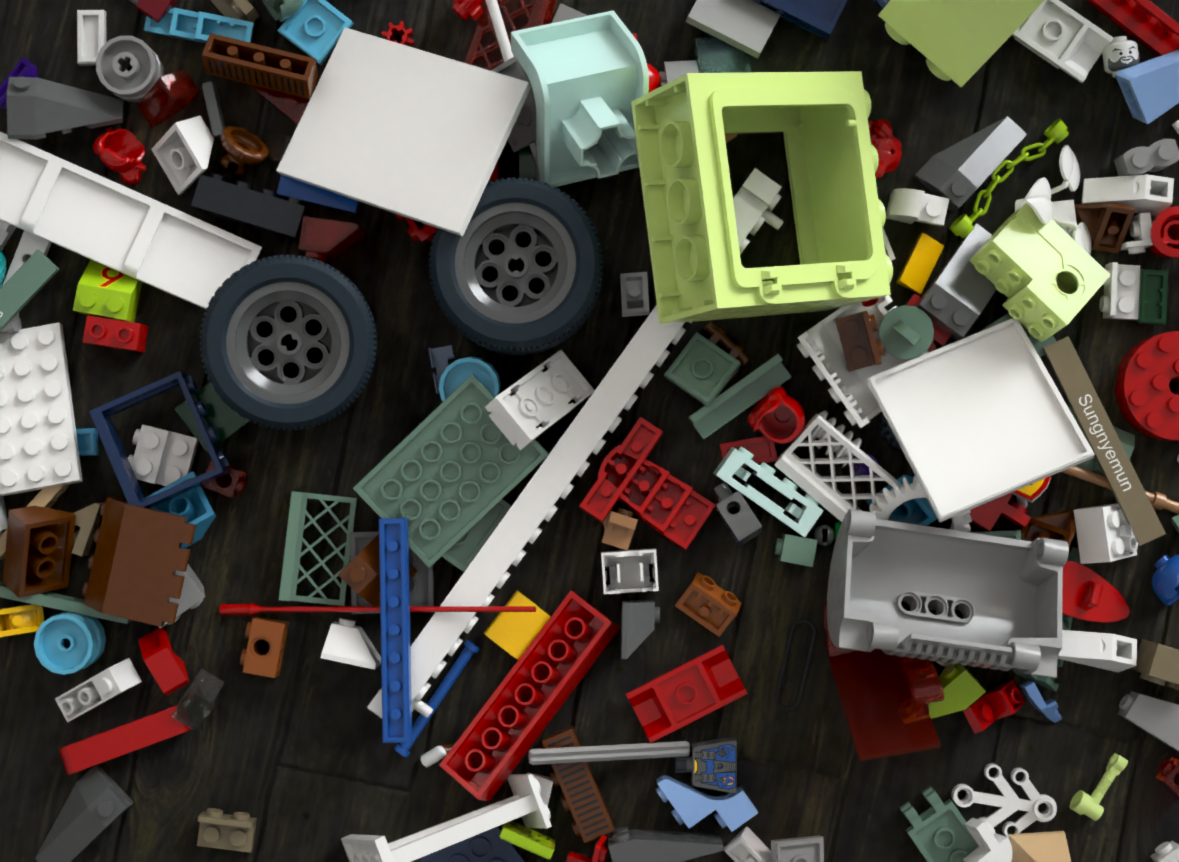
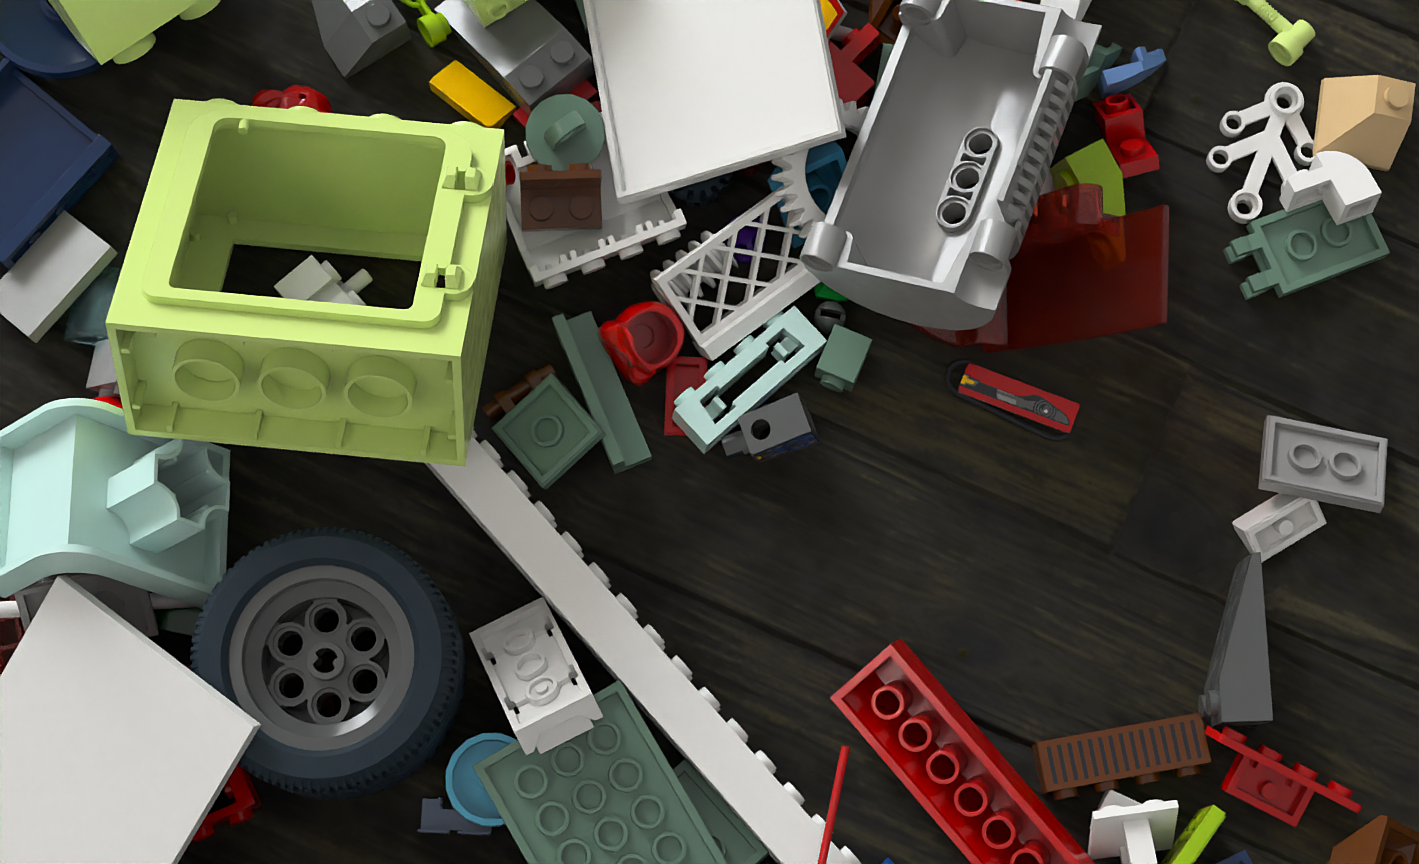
camera: 75 degrees left, 10 degrees down
(517, 629) = (870, 792): yellow slope -> none
(609, 752) = (1083, 695): light grey axle -> none
(619, 528) = (751, 609): medium nougat brick -> none
(629, 571) = (820, 605): white piece -> none
(634, 294) = (415, 506): light grey slope -> none
(636, 623) = (902, 613): dark grey slope -> none
(647, 489) = (705, 552): red slope -> none
(686, 693) = (1019, 565): red piece -> none
(694, 805) = (1187, 590): light blue arch -> none
(709, 604) = (894, 502): dark orange bracket -> none
(711, 764) = (1130, 550): torso -> none
(797, 670) = (1018, 398): none -> red sticker
(915, 205) = (388, 79): white brick -> none

